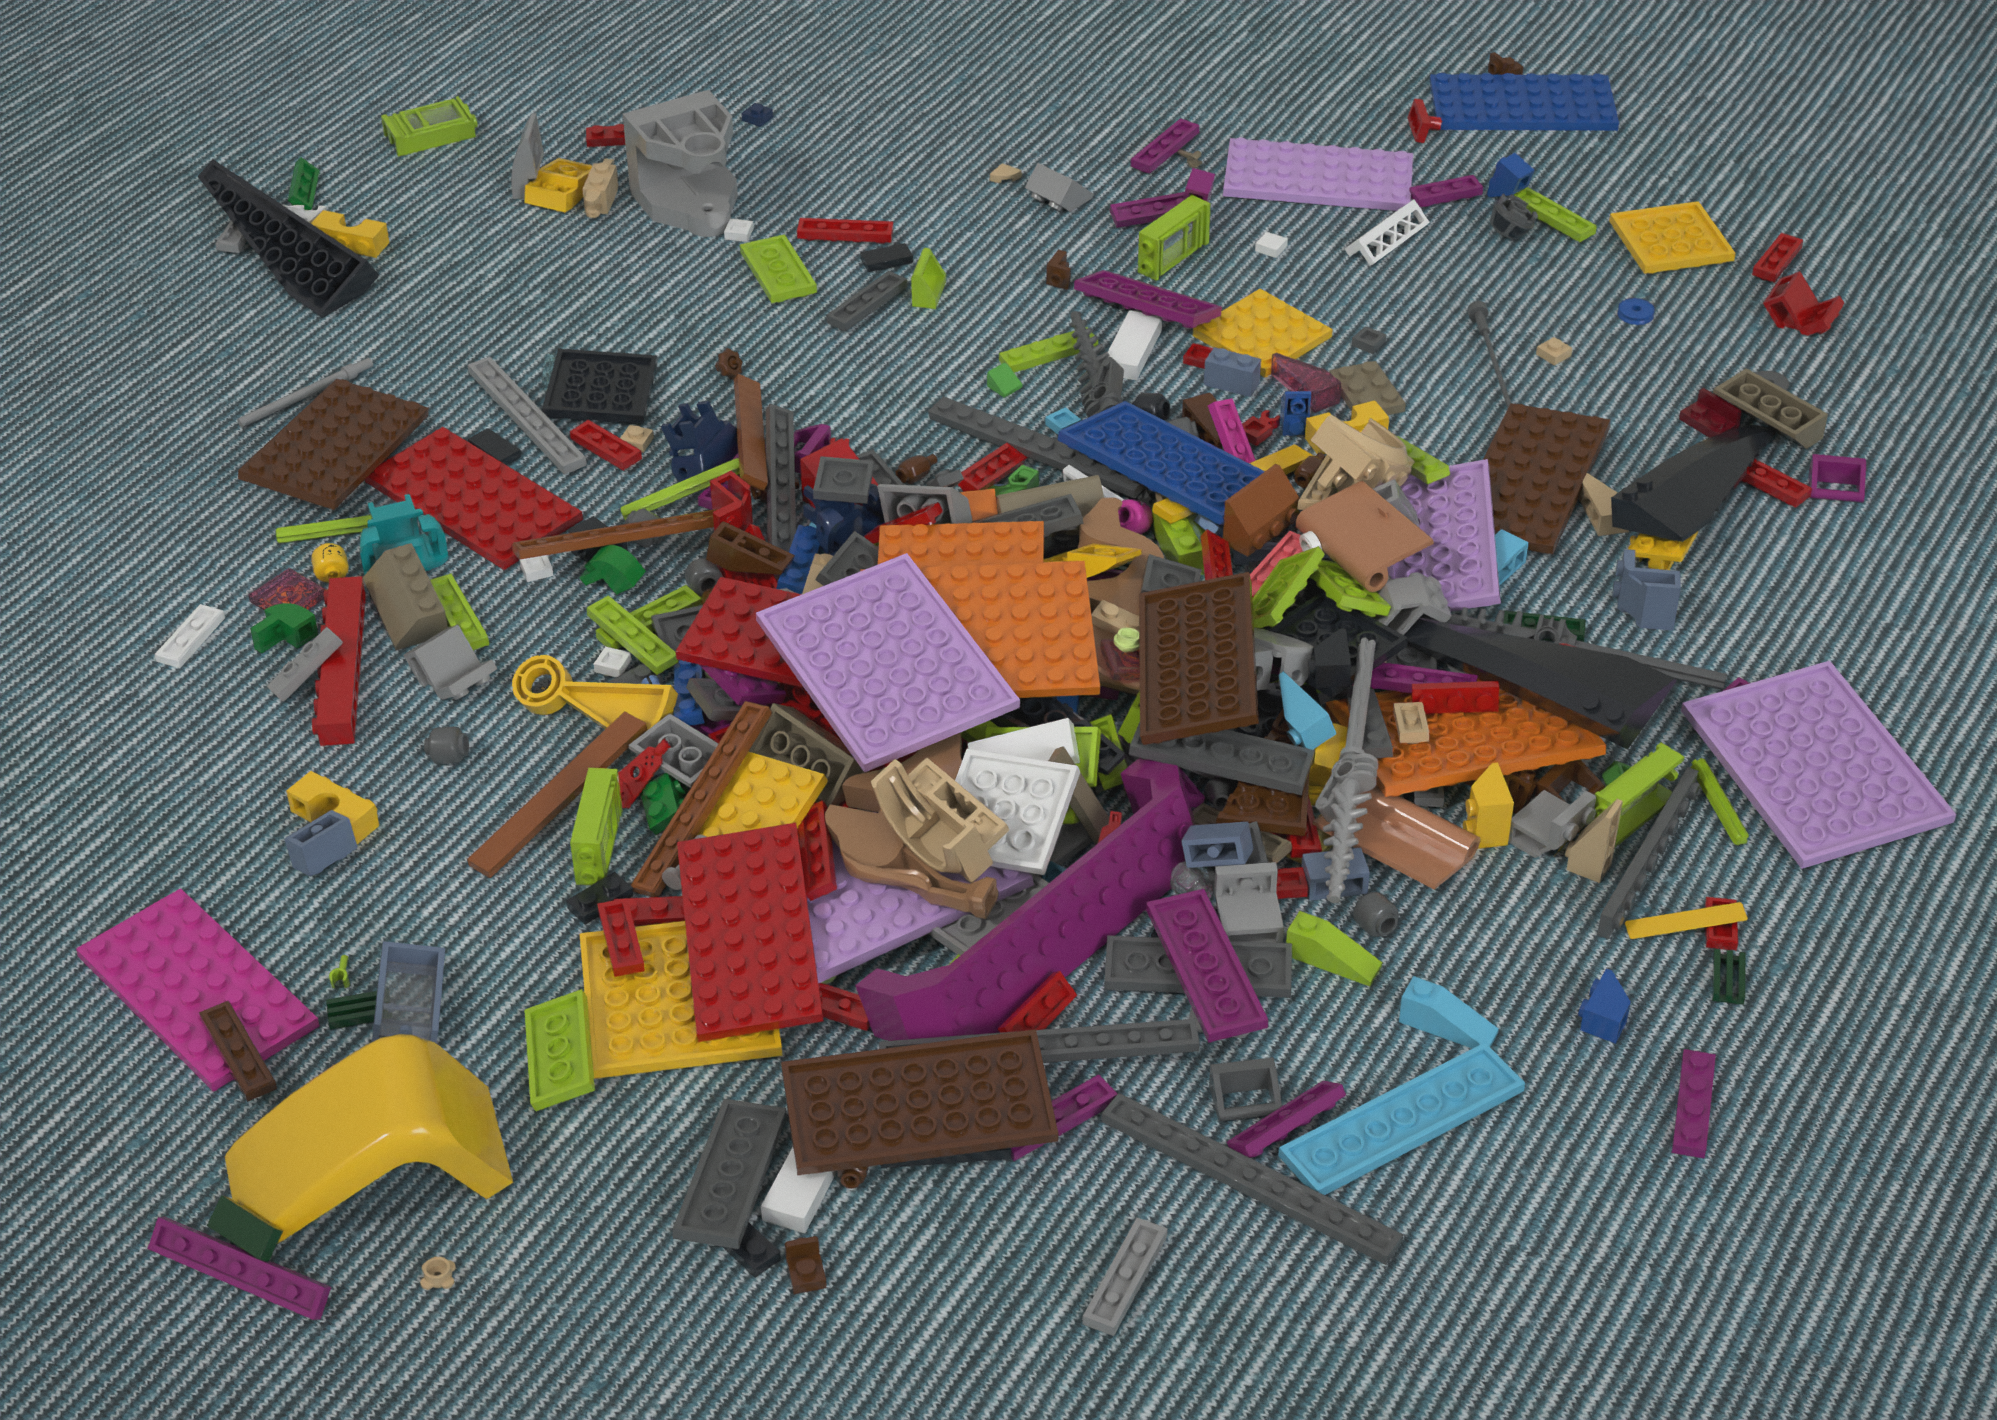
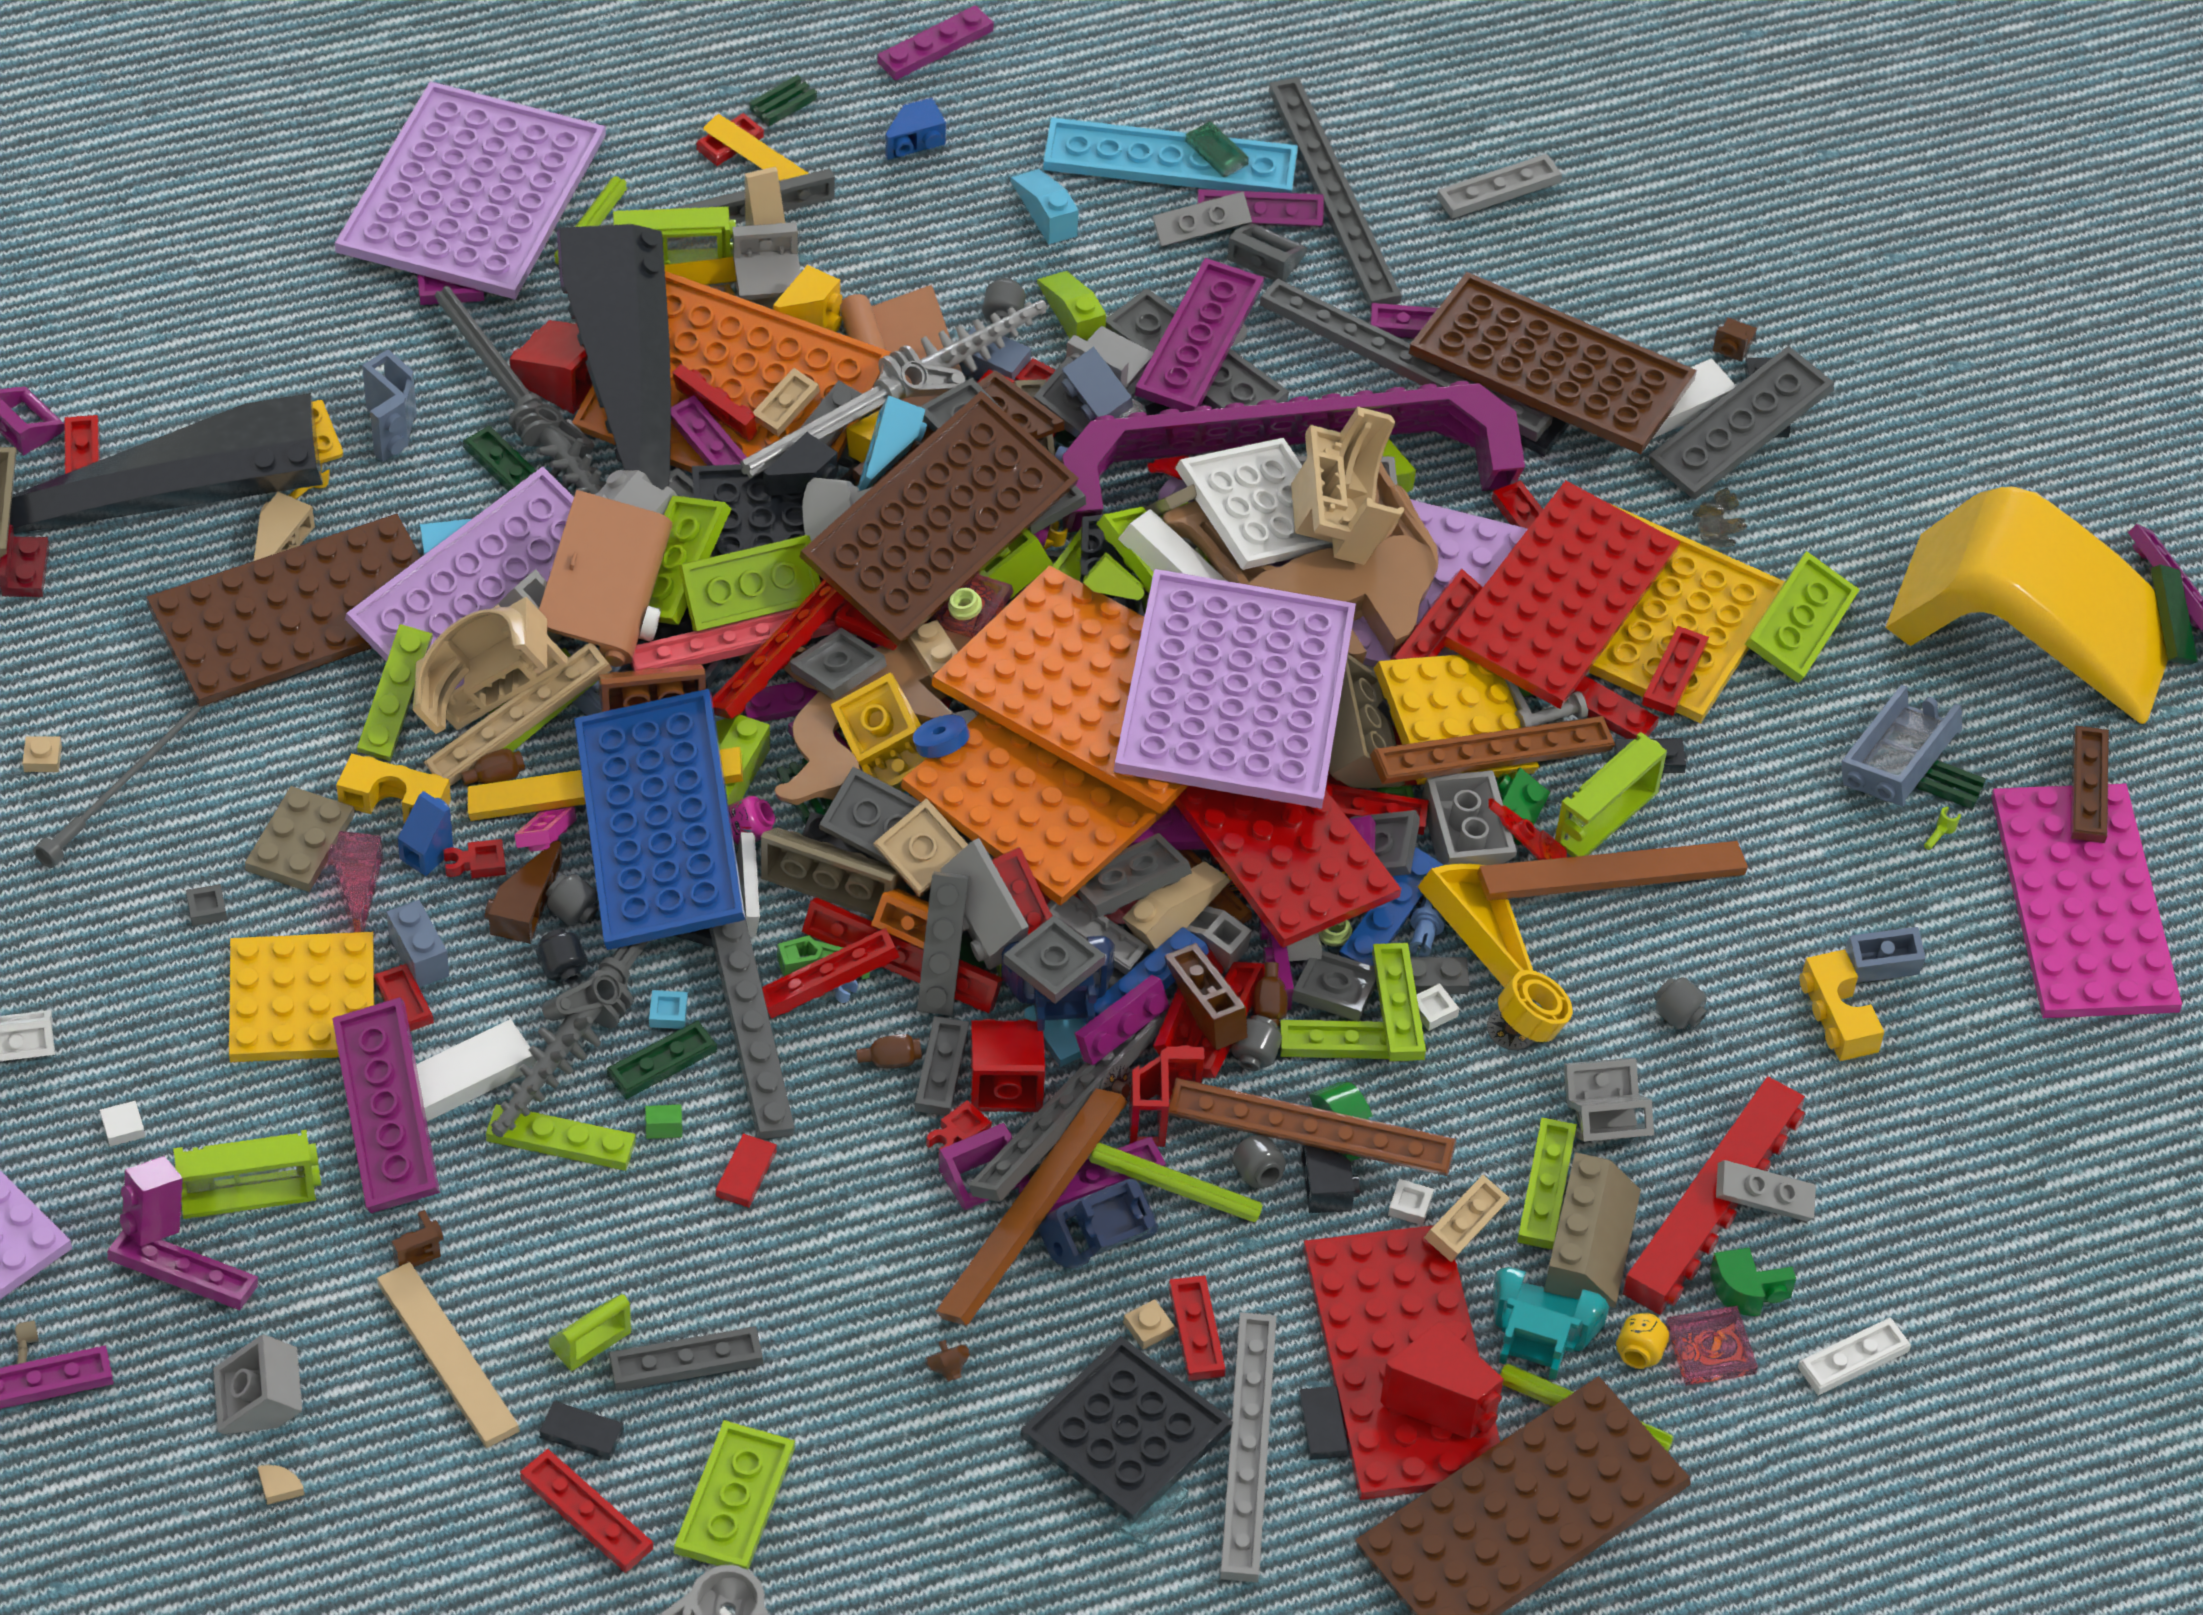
camera: 145 degrees left, 10 degrees up
(425, 456) = (1443, 1384): none -> red slope
(489, 560) = (1467, 1218): none -> tan plate
(685, 1074) = (1713, 525): none -> clear smoke piece
(762, 511) = (1118, 1080): none -> piece
(789, 522) = (1122, 1020): none -> magenta plate
(932, 385) = (746, 1170): none -> red tile
(985, 248) = (448, 1355): none -> tan tile
(1001, 511) = (920, 846): none -> tan tile
(1040, 405) = (661, 1059): none -> dark green tile
(1045, 547) = (941, 736): none -> blue piece
(1057, 689) = (1113, 579): none -> lime tile
(1315, 1074) = (1202, 219): none -> light grey plate
(1370, 1135) = (1217, 149): none -> clear green tile

